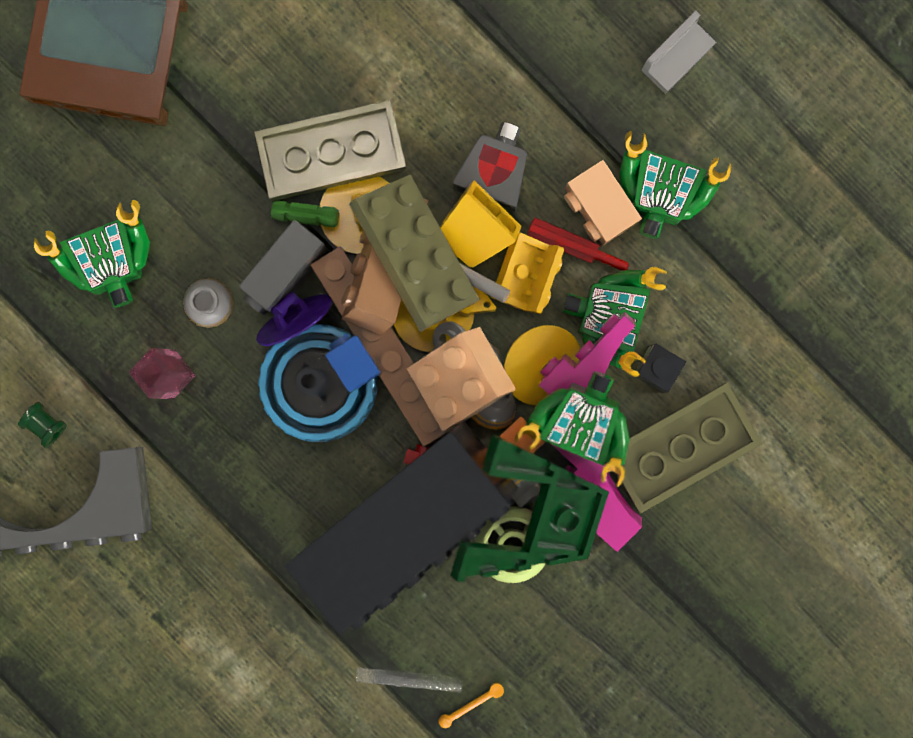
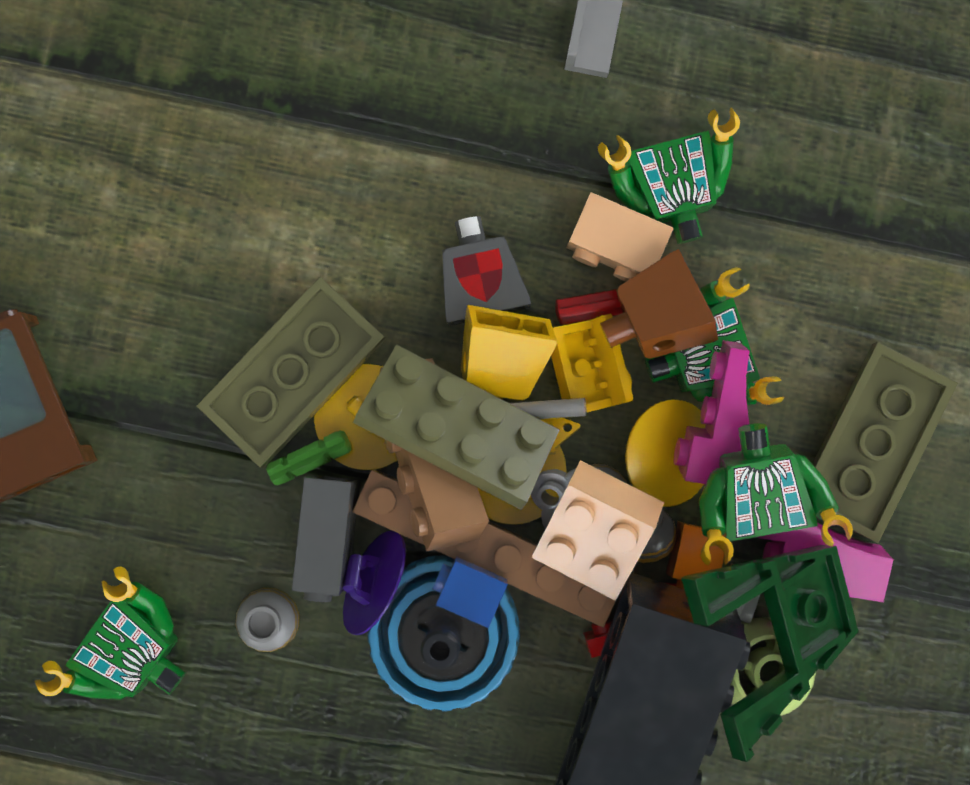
camera: 30 degrees left, 0 degrees up
(162, 373) = (269, 733): clear pink brick -> none
(597, 265) = (662, 310): none -> dark orange torso
(660, 368) = (800, 374): black brick -> none

